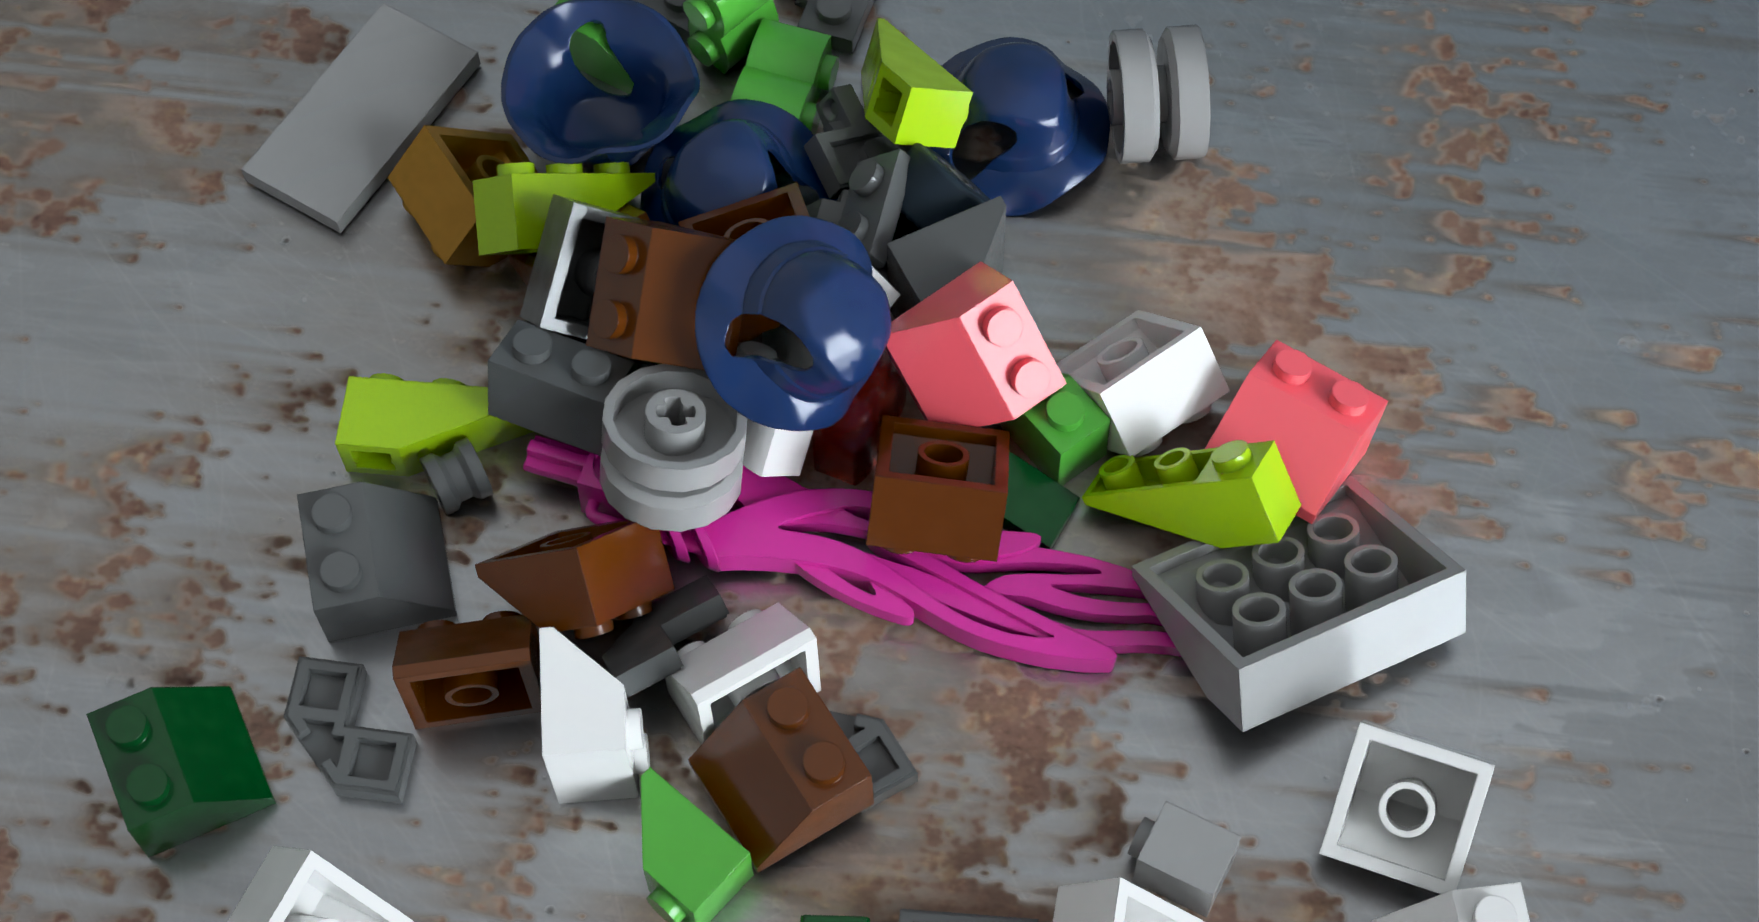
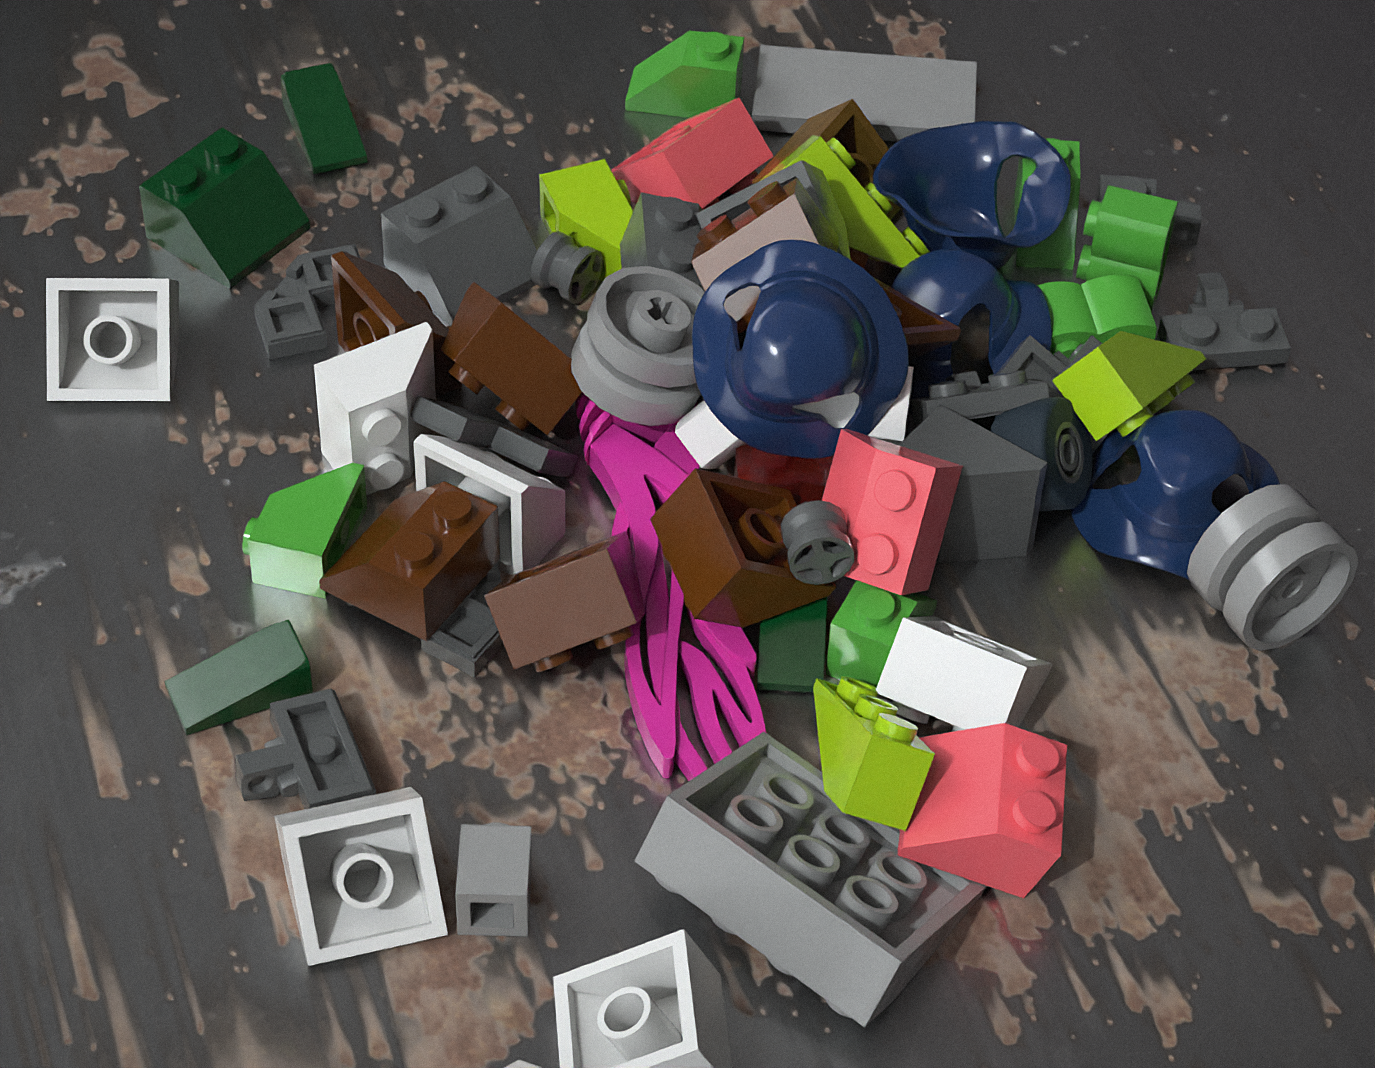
camera: 60 degrees right, 15 degrees down
(90, 614) = (322, 118): none -> dark green slope
(254, 252) = (688, 75): none -> bright green slope
(375, 304) = (698, 157): none -> coral slope
(905, 656) = (568, 603): none -> reddish brown slope
(991, 419) = (817, 542): none -> dark grey wheel

